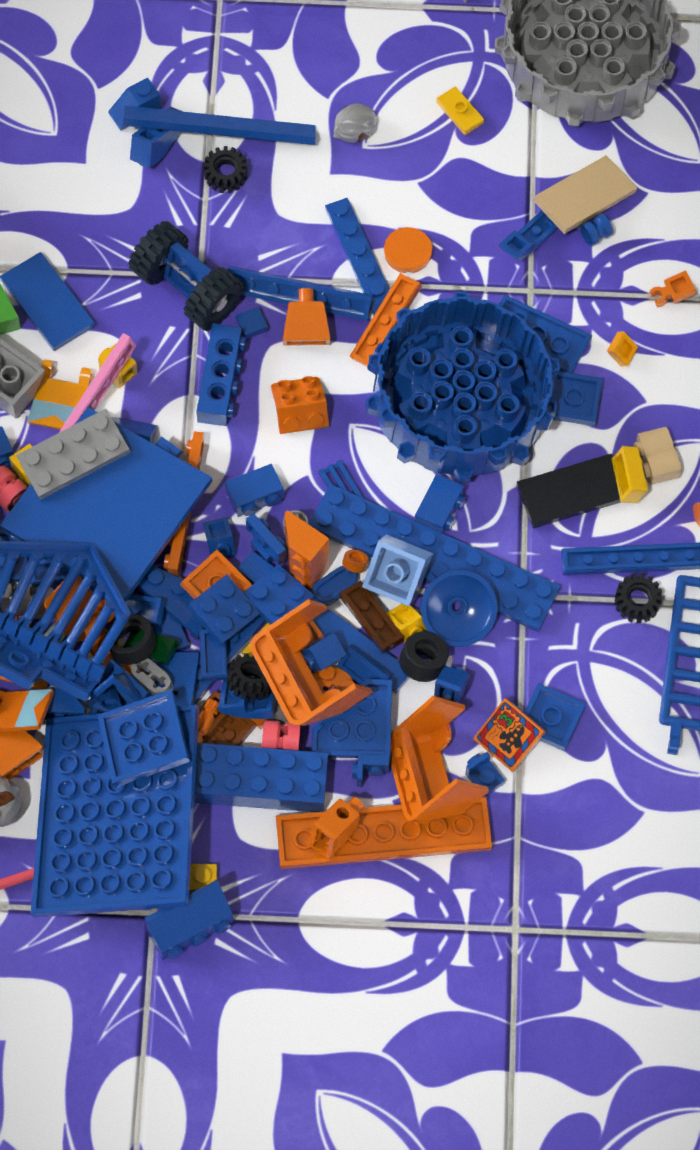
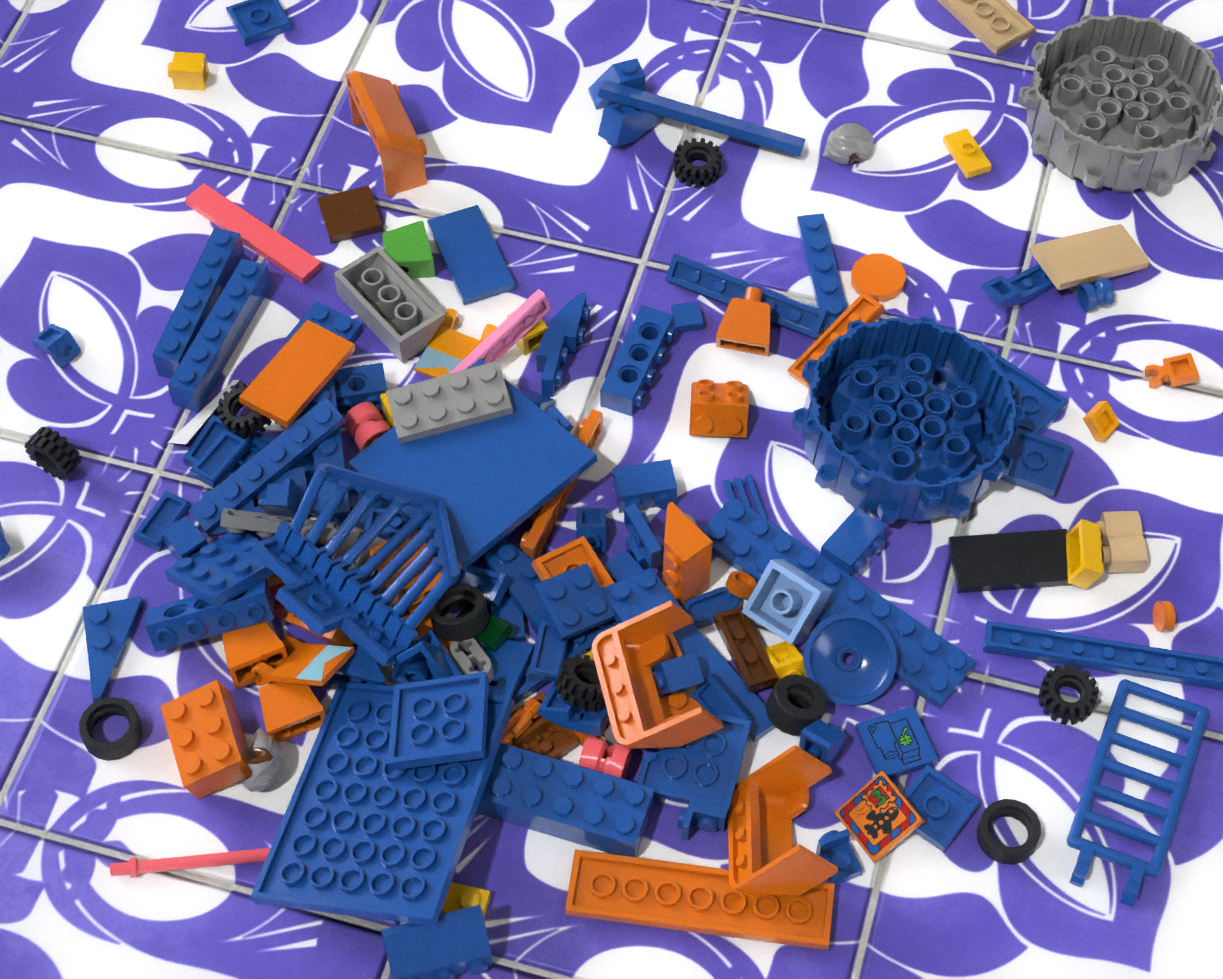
camera: 15 degrees right, 10 degrees down
(148, 369) = (561, 339): none -> blue slope
(166, 256) = (608, 229): black plate -> none
(335, 827) = (641, 876): orange torso -> none
(510, 669) = (896, 743): none -> blue tile
(618, 705) = (1018, 811): none -> black tyre

